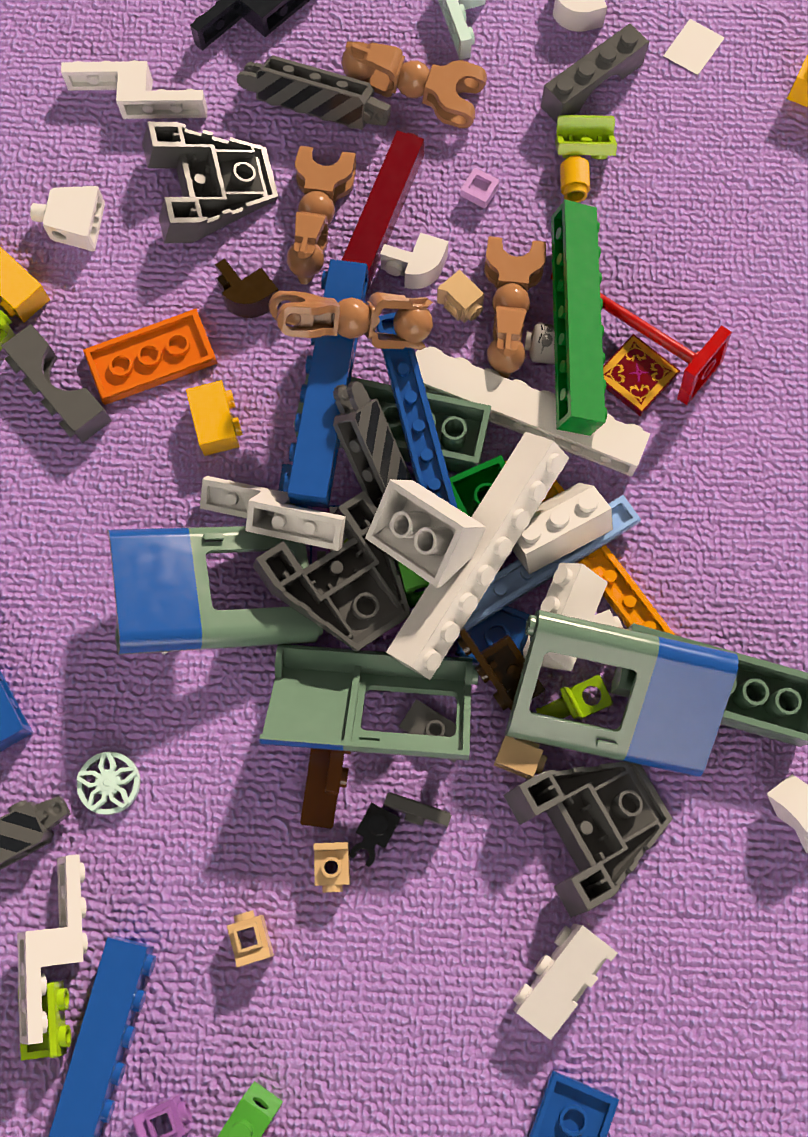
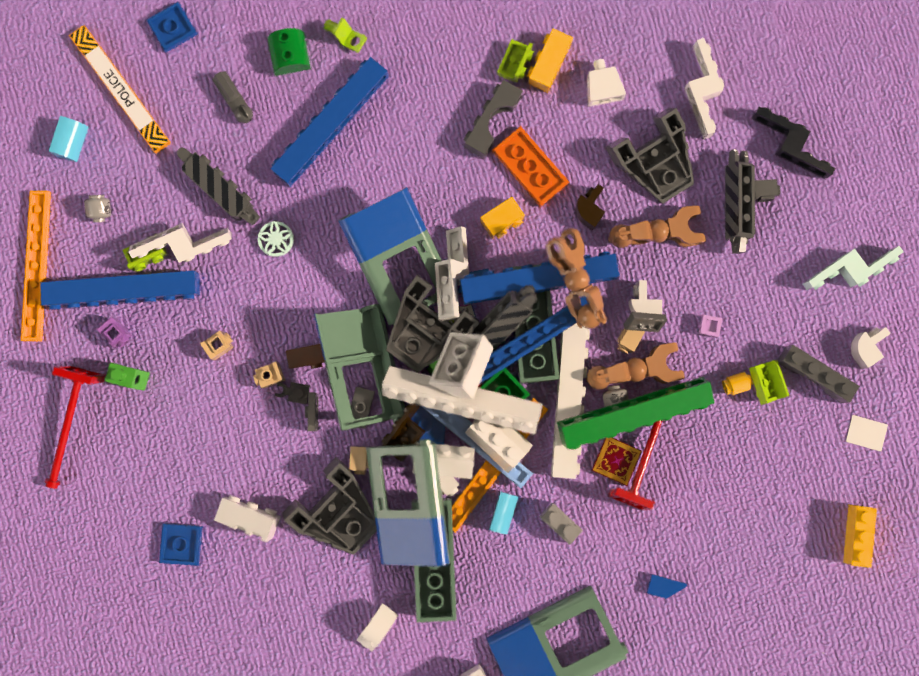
camera: 70 degrees right, 10 degrees up
(312, 53) = (766, 190): none -> dark grey window
(385, 201) = (674, 270): dark red brick -> none
(386, 71) = (772, 259): medium nougat piece -> none
(446, 261) = (645, 322): none -> dark grey plate
(572, 701) = (399, 480): lime bracket -> none
(669, 561) = (503, 512): none -> medium azure brick
(711, 479) = (560, 523): none -> light grey brick

